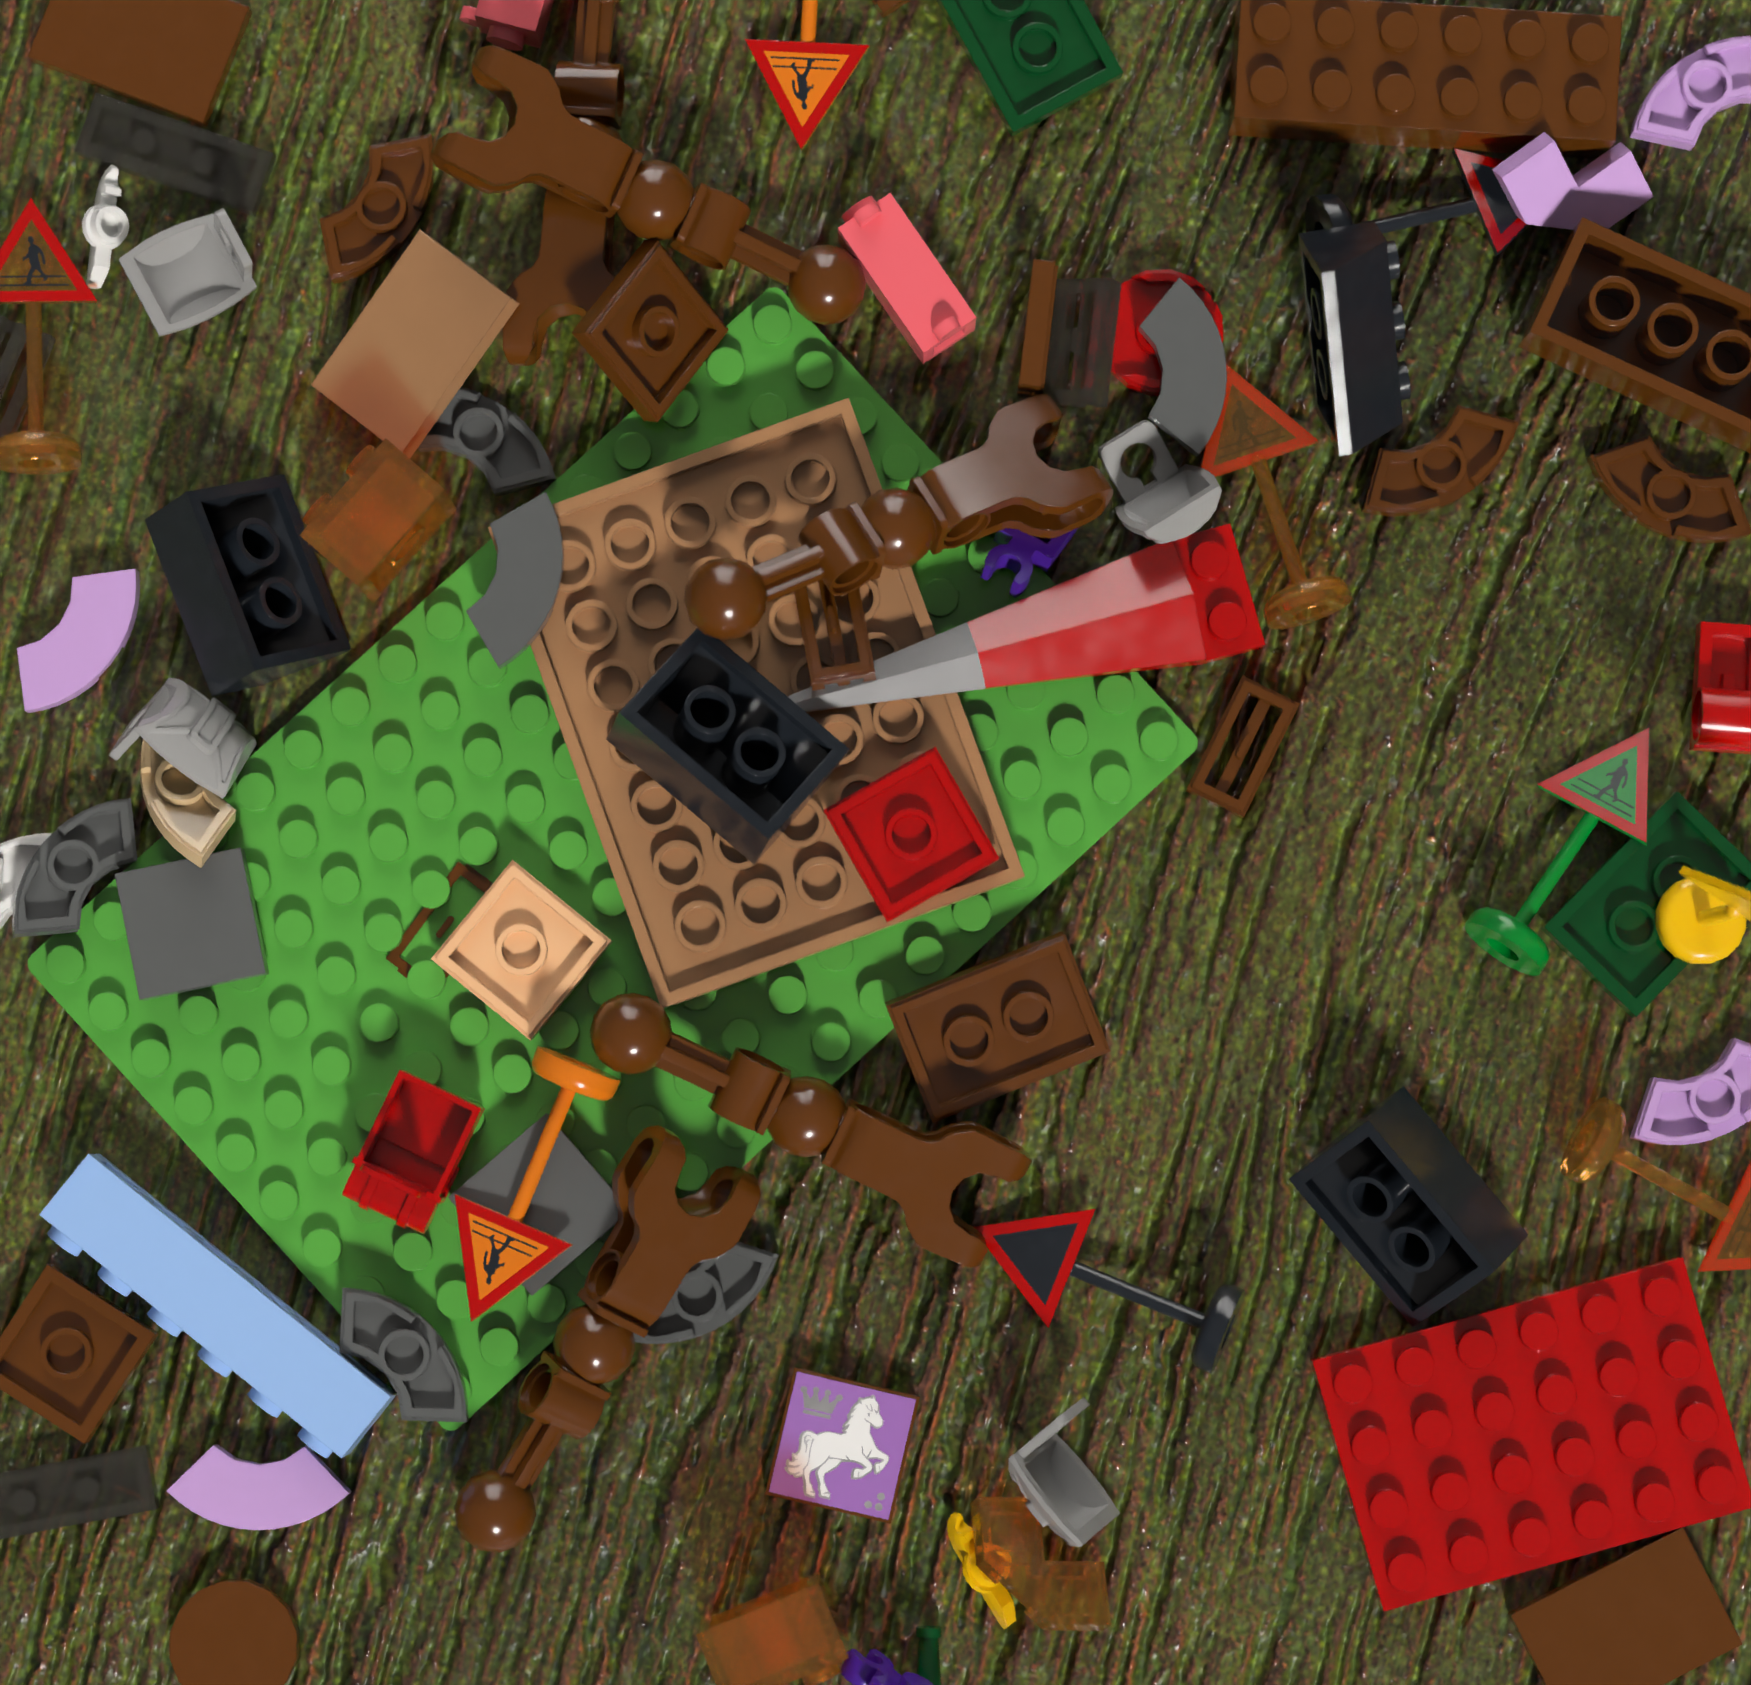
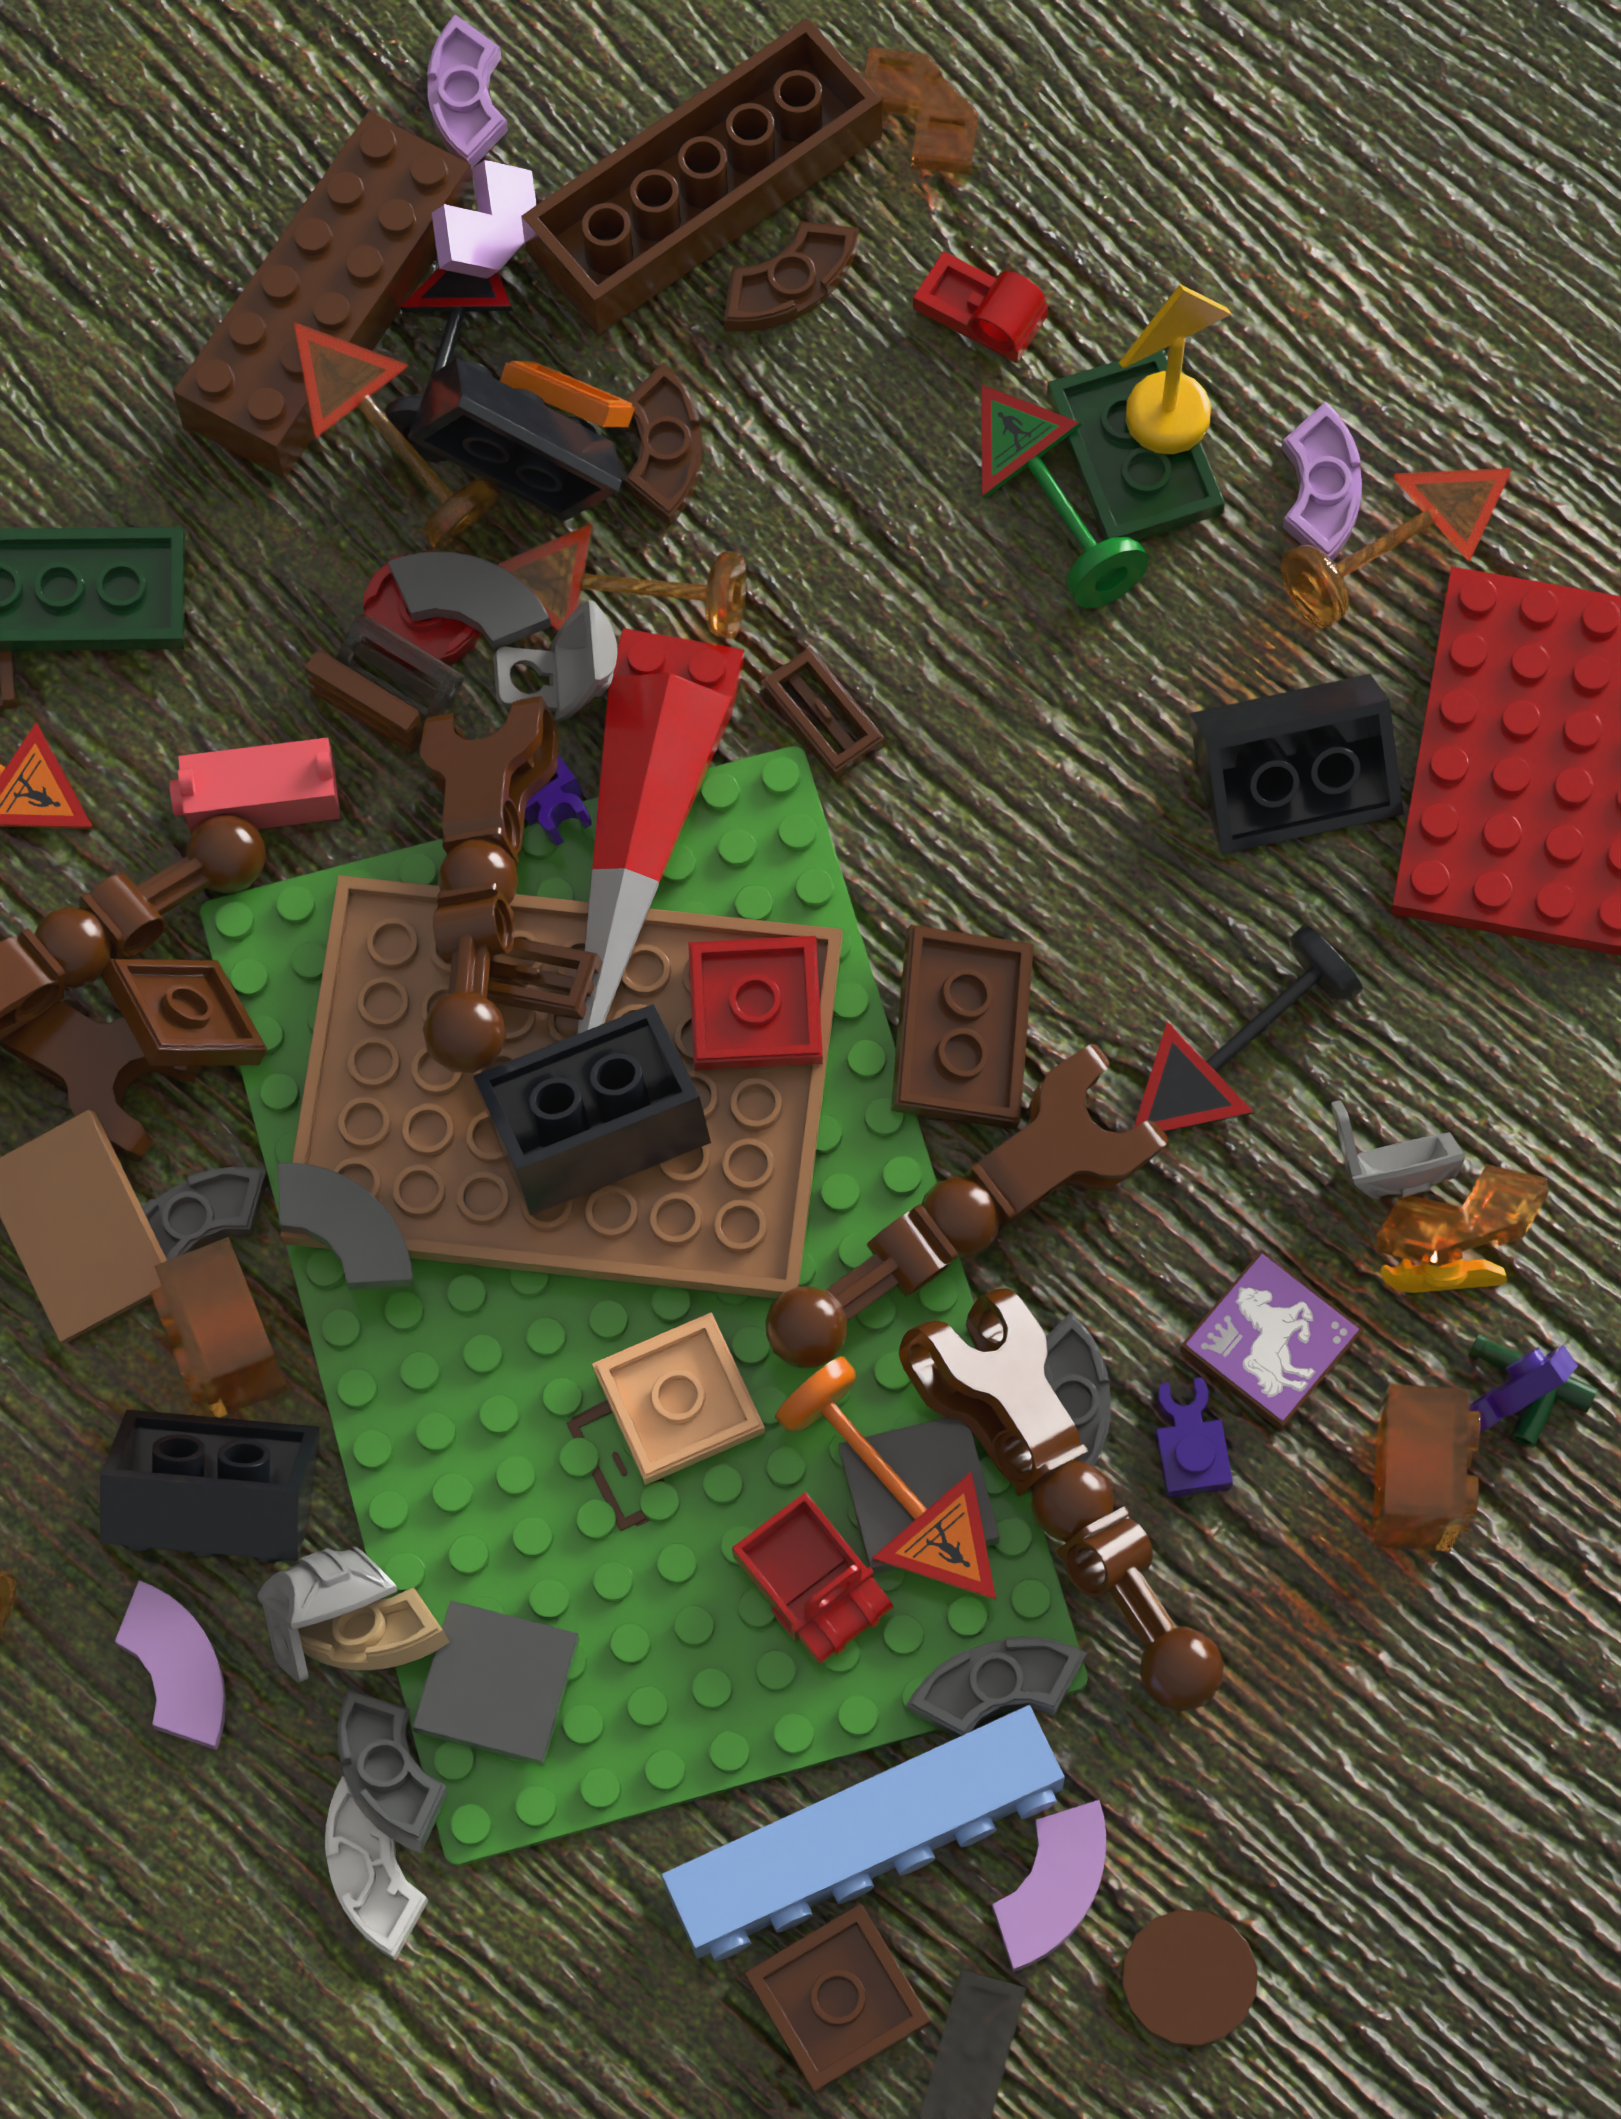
camera: 60 degrees left, 15 degrees down
(705, 1423) = (1192, 1450): none -> dark purple plate
(1332, 141) = (344, 377): none -> clear orange piece
(1434, 352) = (568, 393): none -> orange tile

